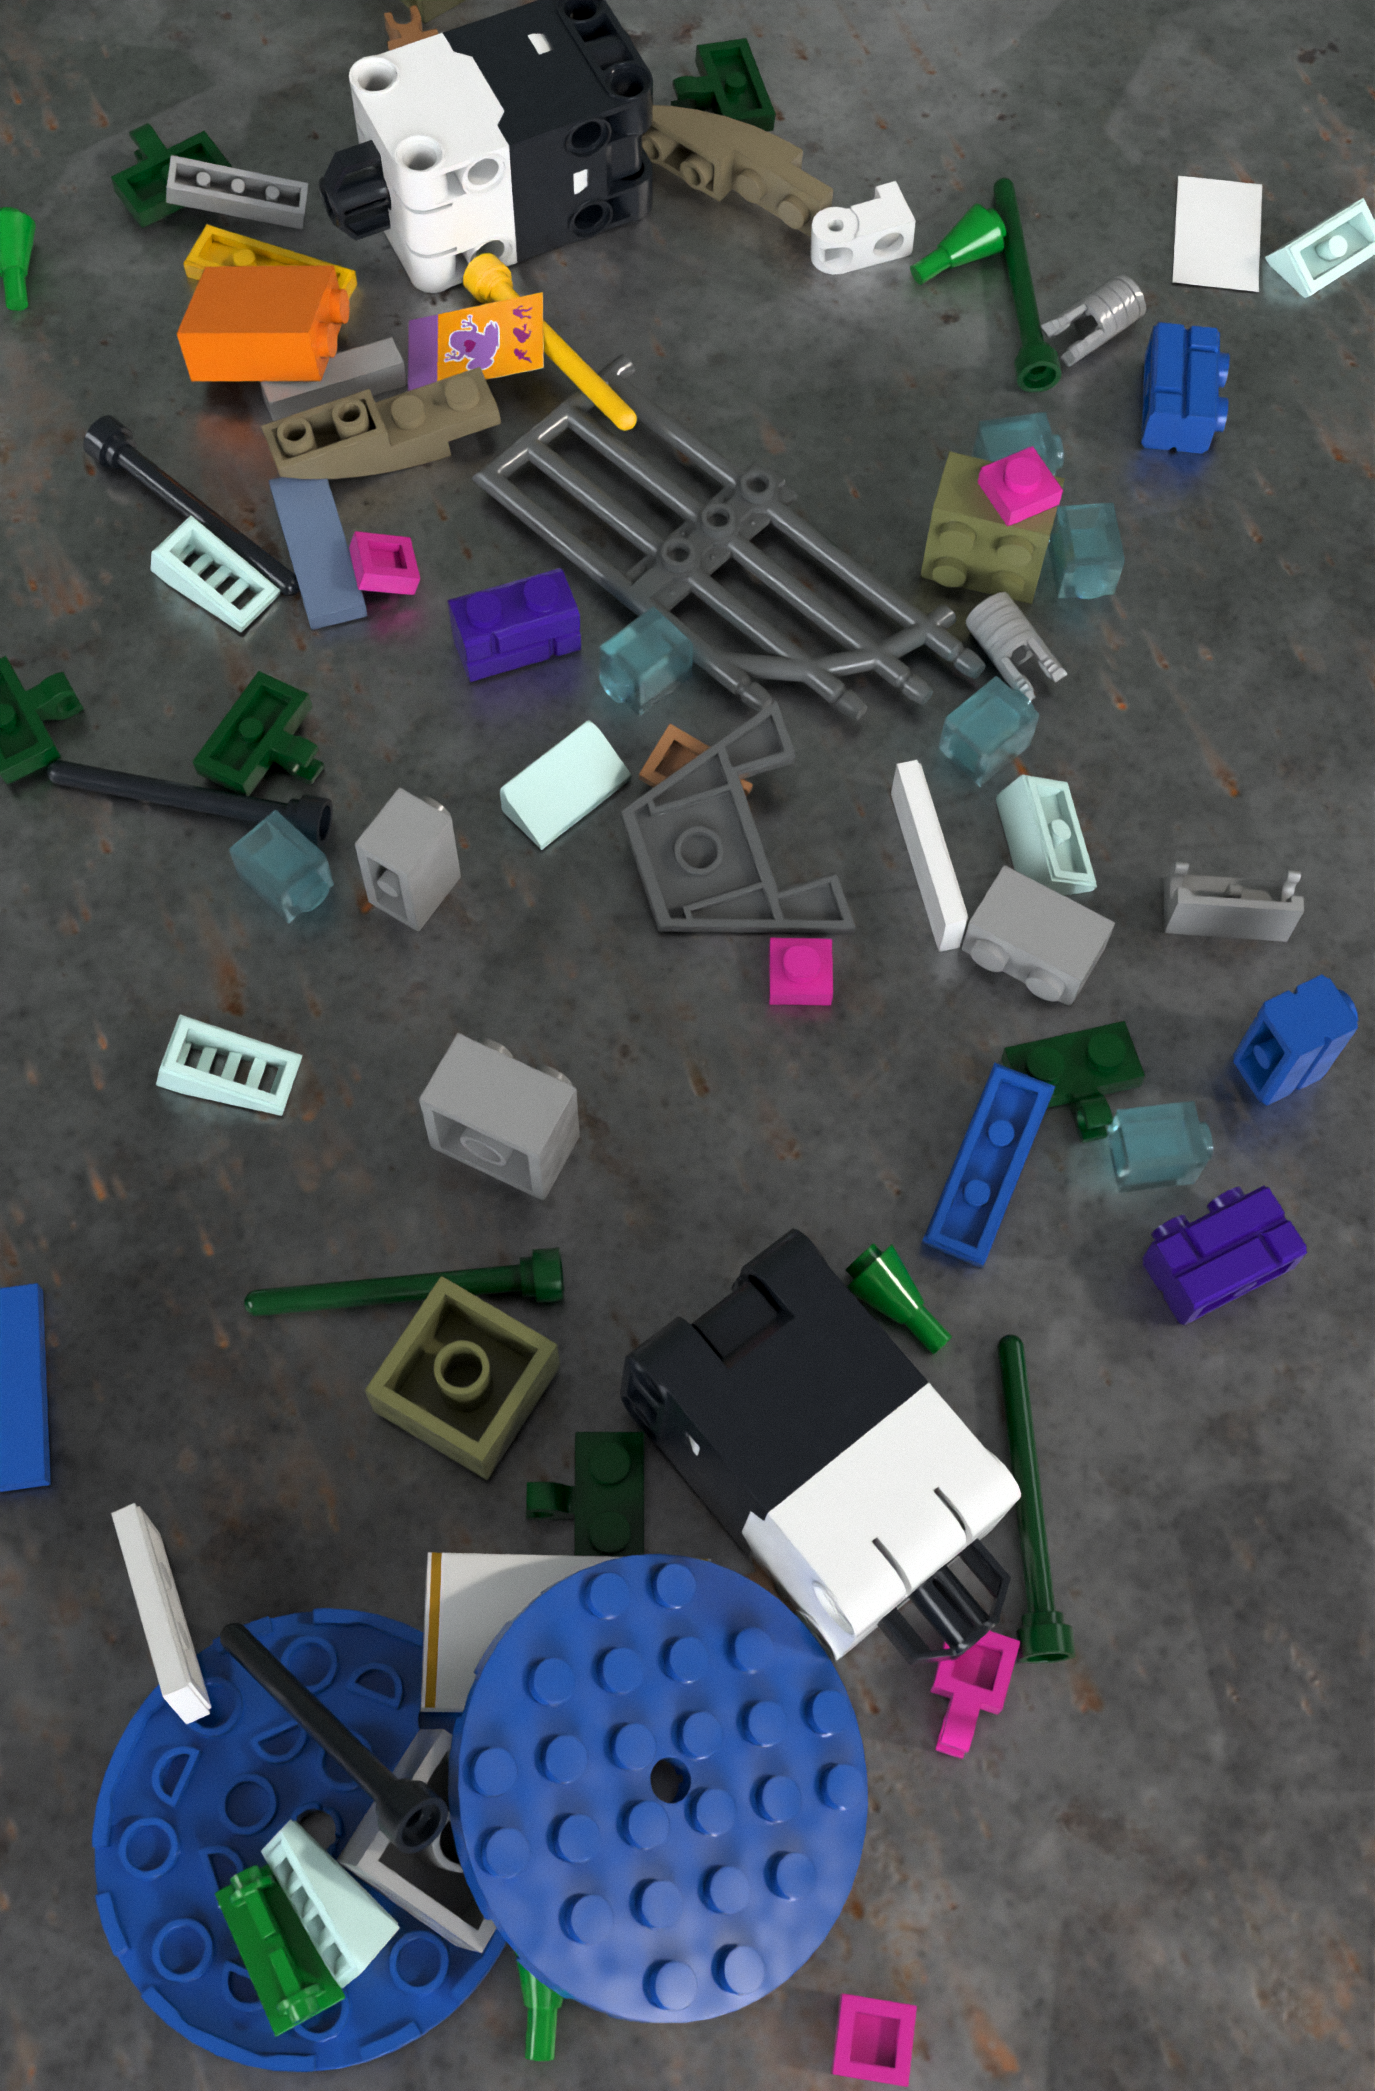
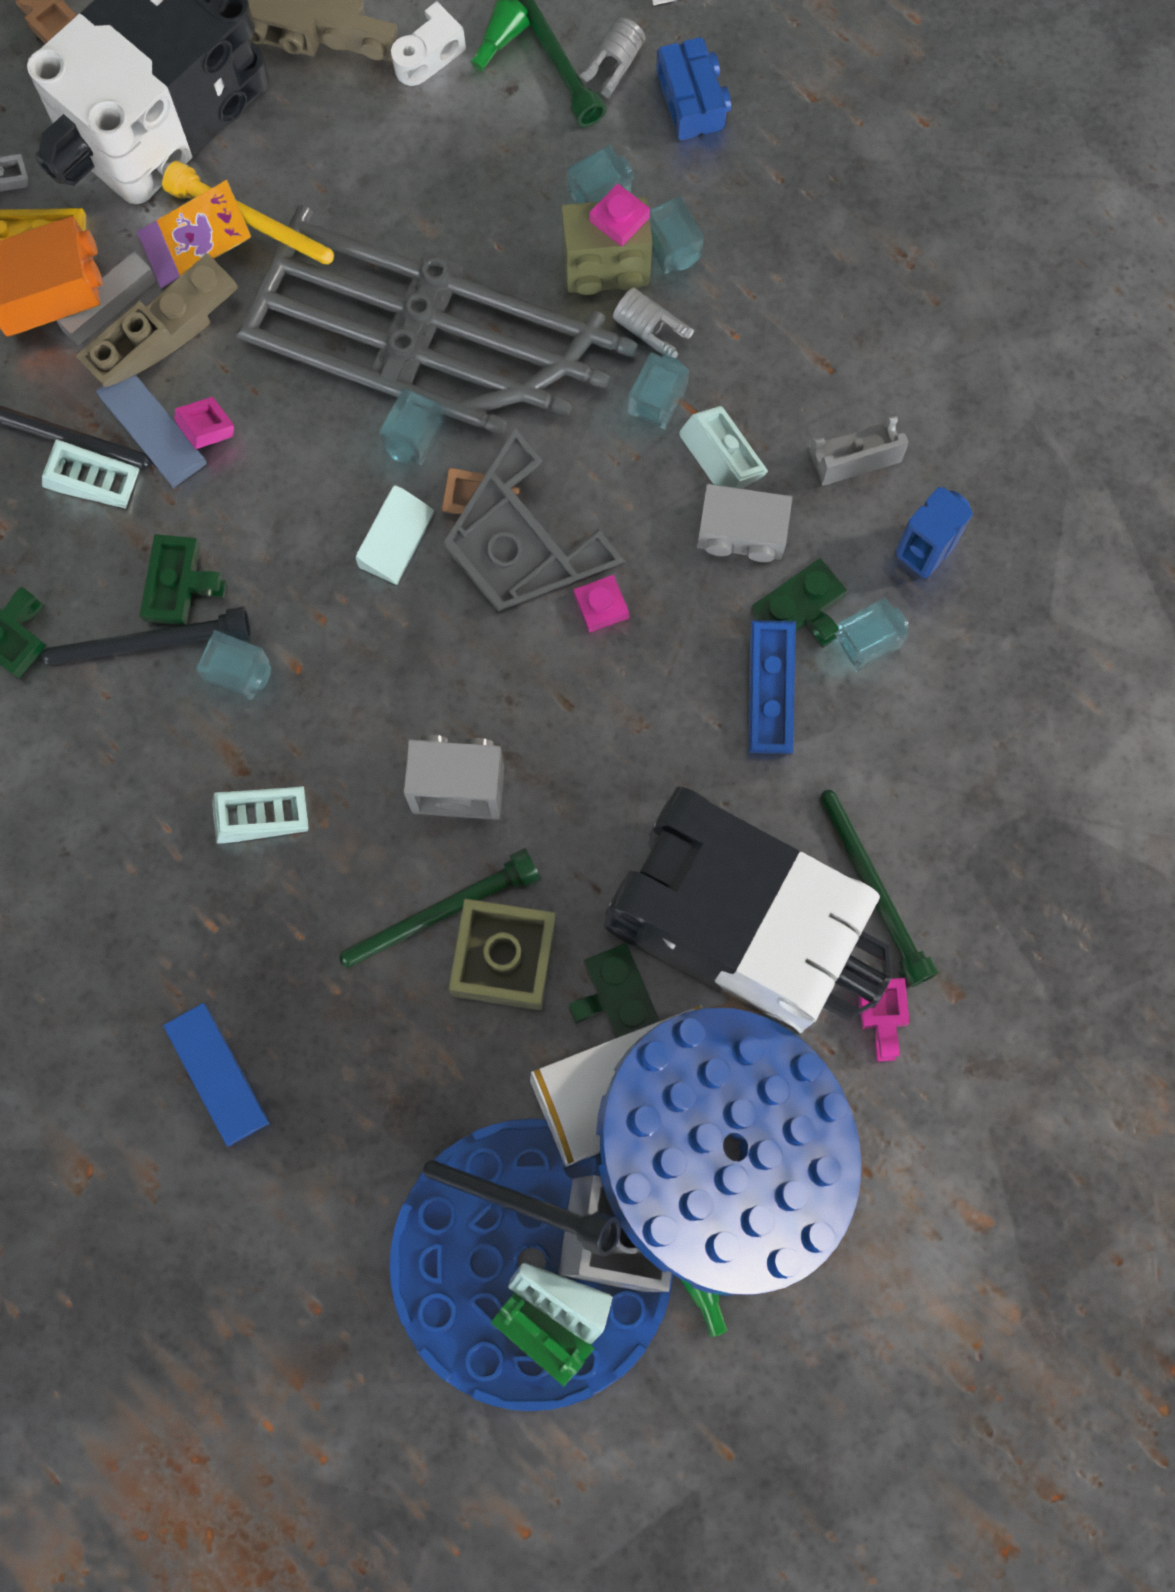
camera: 20 degrees left, 10 degrees up
(161, 1614) = (382, 1173): white tile -> none
(409, 858) = (318, 628): light grey brick -> none
(515, 624) = (313, 434): dark purple brick -> none
(874, 2040) = (907, 1242): dark pink plate -> none
(888, 1287) = (738, 790): green cone -> none
(929, 856) = (653, 493): white tile -> none
(1222, 1253) = (937, 688): dark purple brick -> none

